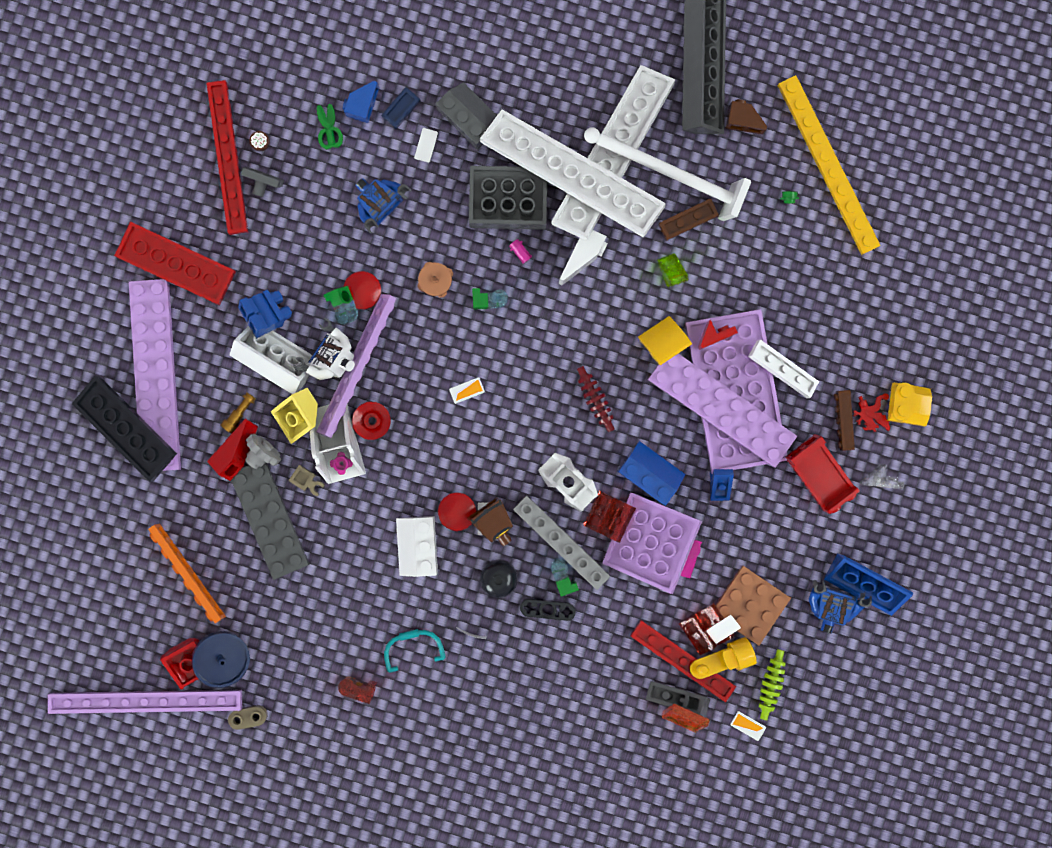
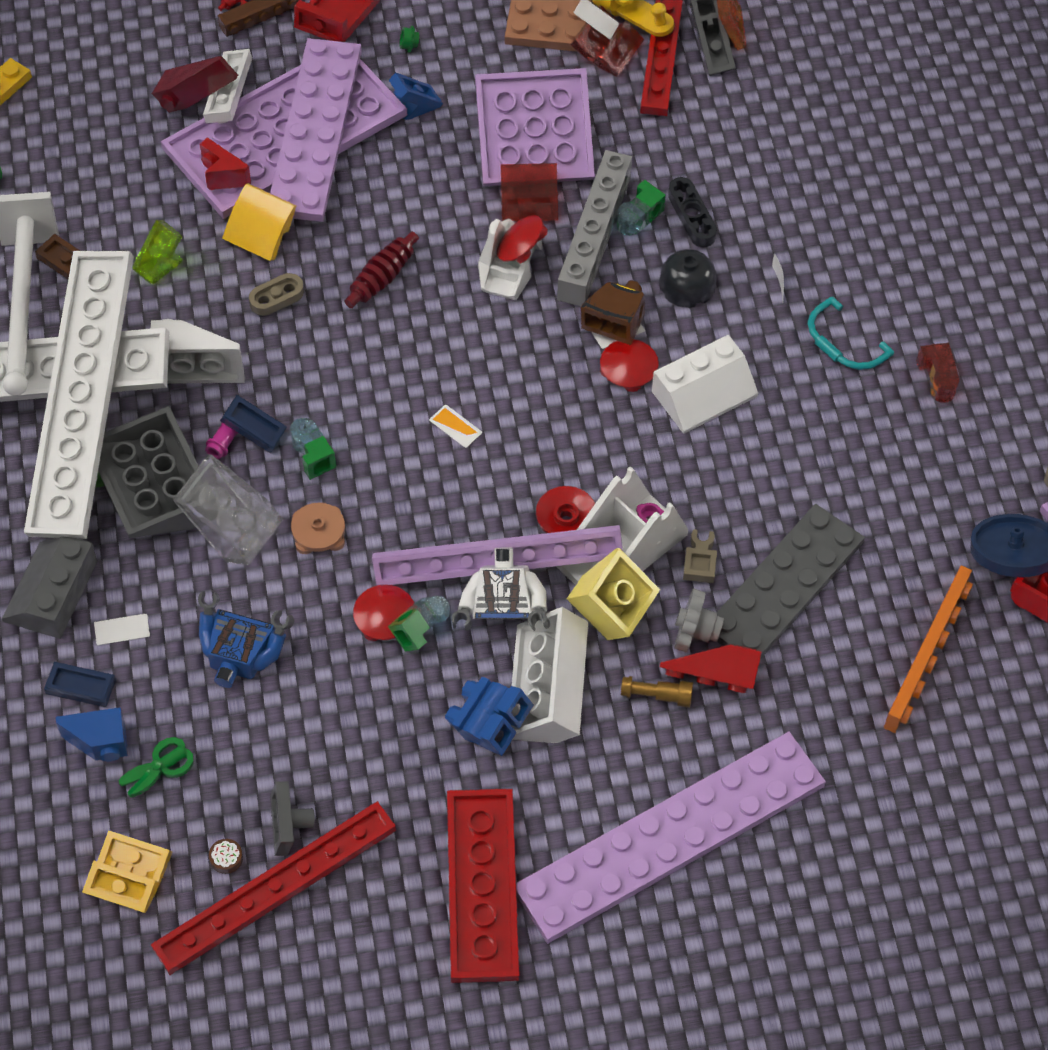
camera: 115 degrees left, 30 degrees down
(124, 428) = (774, 827): black plate -> none
(276, 87) = (127, 871): none -> yellow slope
(456, 226) = (227, 511): none -> clear slope
(520, 272) = (253, 423): none -> dark blue tile
(566, 488) = (521, 239): none -> red dish
(609, 328) = (275, 294): none -> dark tan plate
(651, 473) = (446, 171): blue slope -> none
(772, 504) = (408, 38): none -> green plate
(792, 343) = (192, 82): none -> dark red slope

